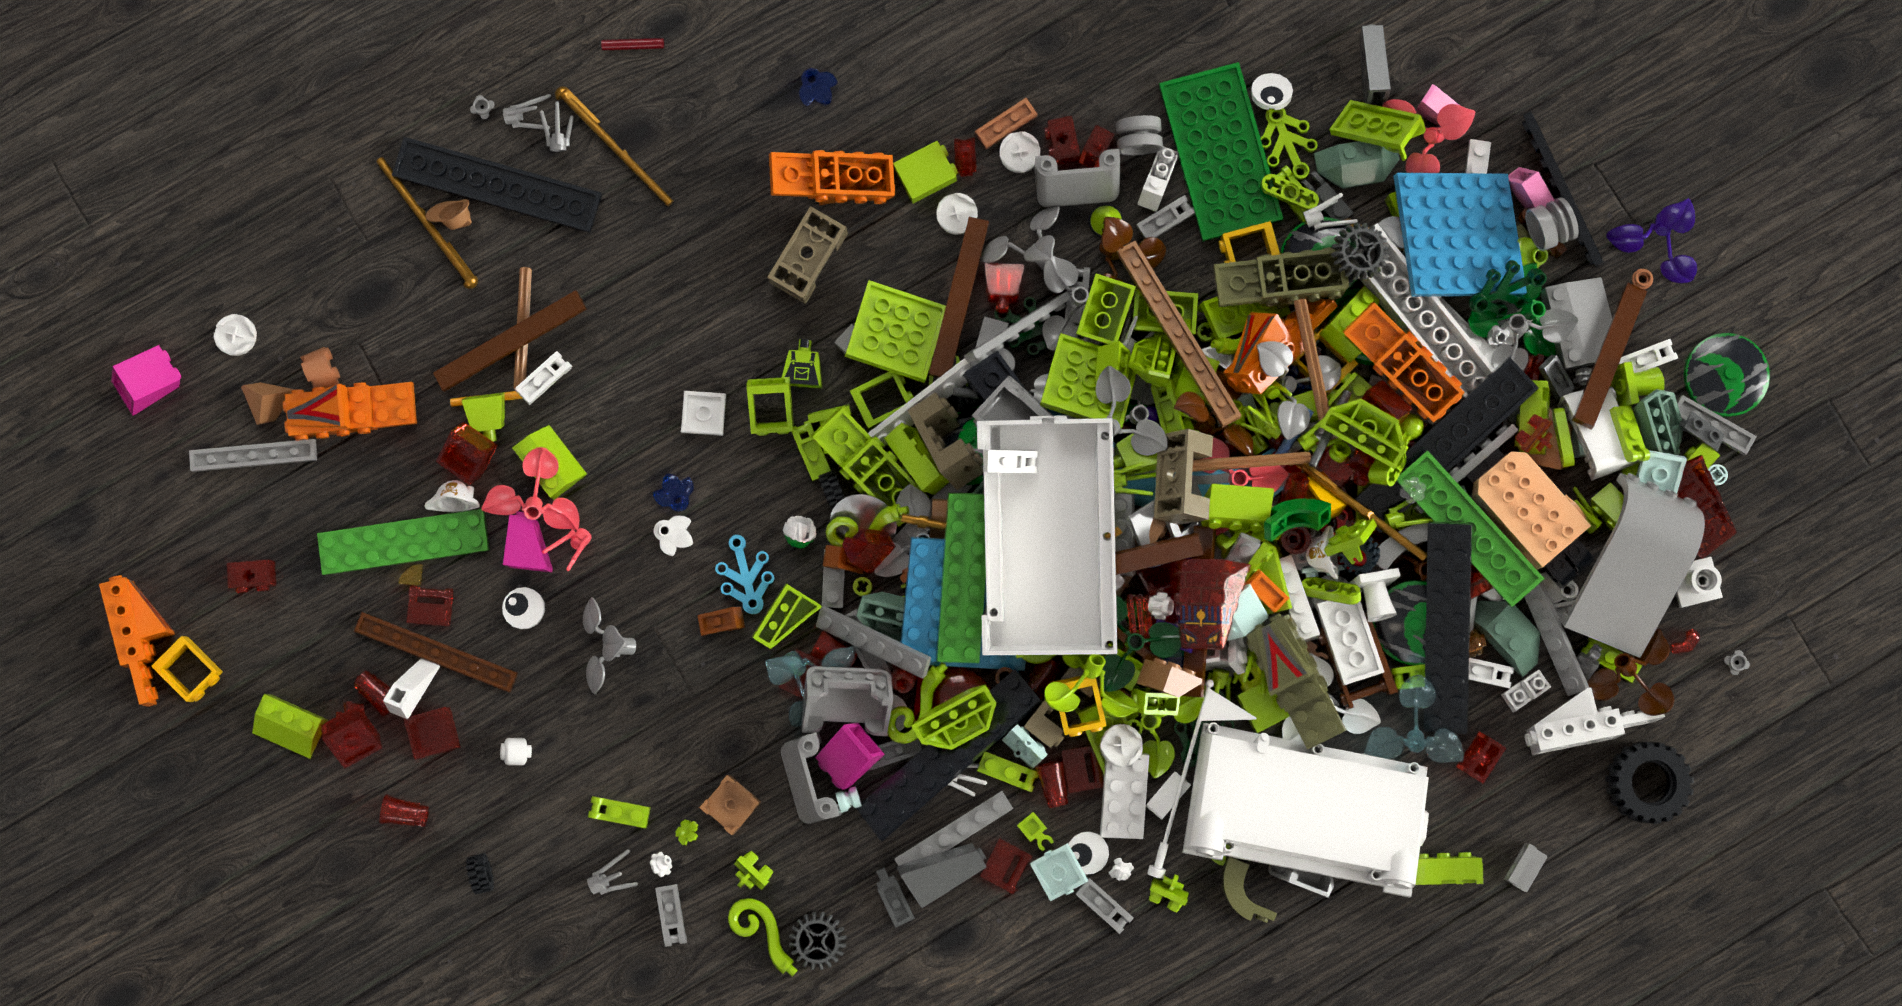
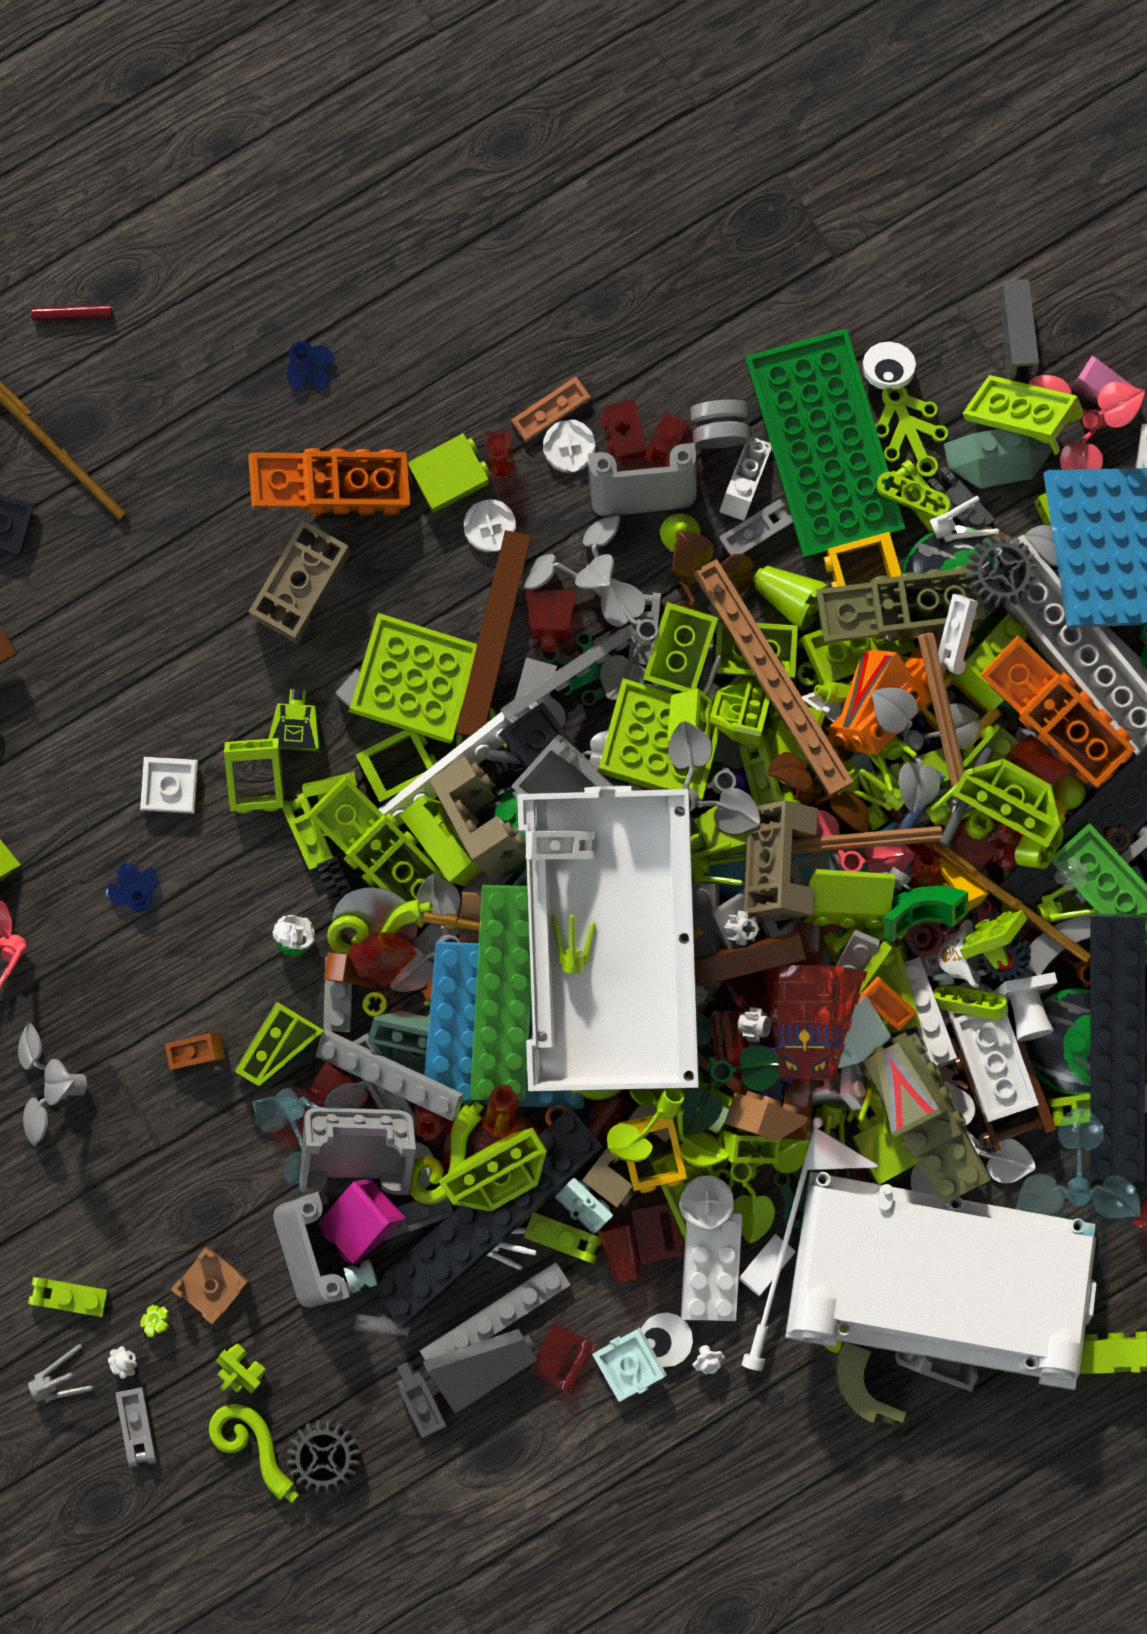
camera: 10 degrees left, 0 degrees up
(676, 536) = (136, 943): white plate -> none
(746, 577) = (226, 996): medium azure plant -> none
(864, 838) = (379, 1325): none -> clear pin
(961, 672) = (501, 1114): none -> clear red plant
(1019, 552) = (572, 959): none -> lime plant
(1033, 828) = (596, 1309): lime plate -> none
(1103, 905) = (686, 1406): light grey plate -> none
(1152, 529) = (741, 928): none -> white gear
(1170, 889) = (769, 1384): lime hips -> none
(1192, 269) = (790, 594): none -> lime cone
(1278, 492) = (900, 878): none -> light grey plate
(1324, 299) = (957, 633): none -> white plate
(1454, 463) = (1120, 832): none -> dark brown plate

